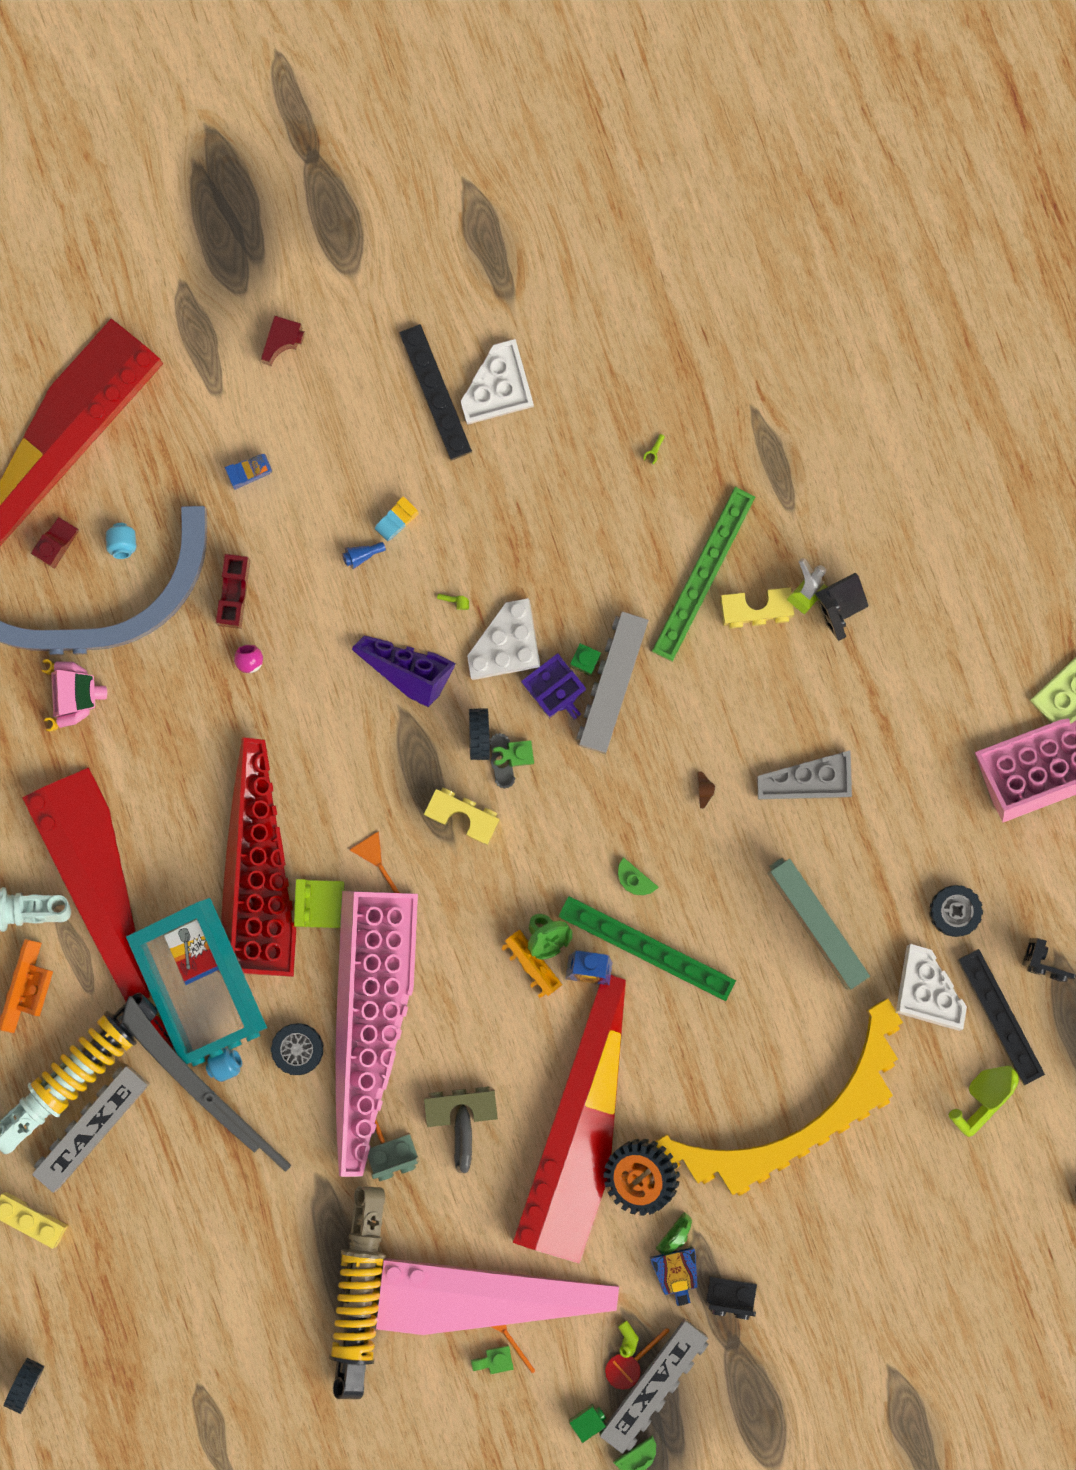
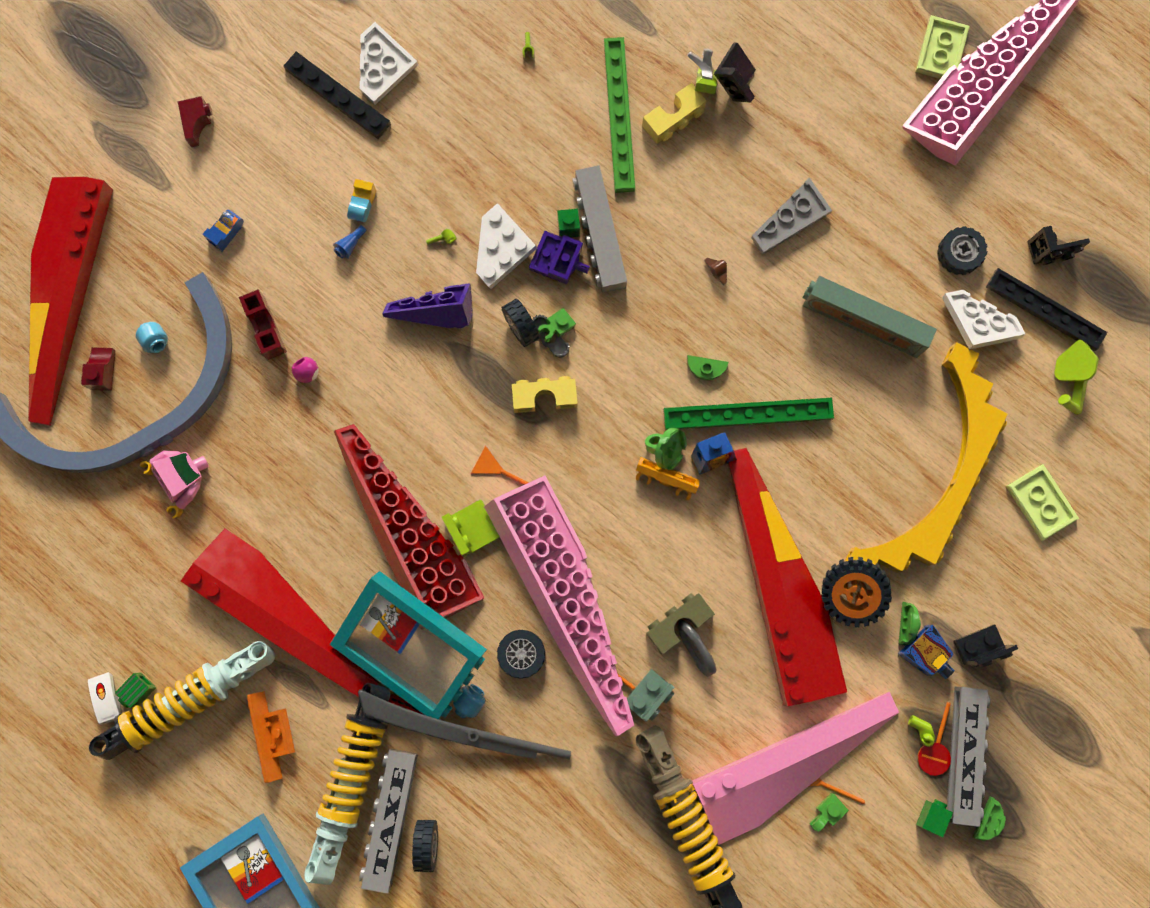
camera: 30 degrees left, 5 degrees down
(110, 1170) = (425, 846): none -> black wheel
(877, 1199) = (1042, 502): none -> yellowish green tile

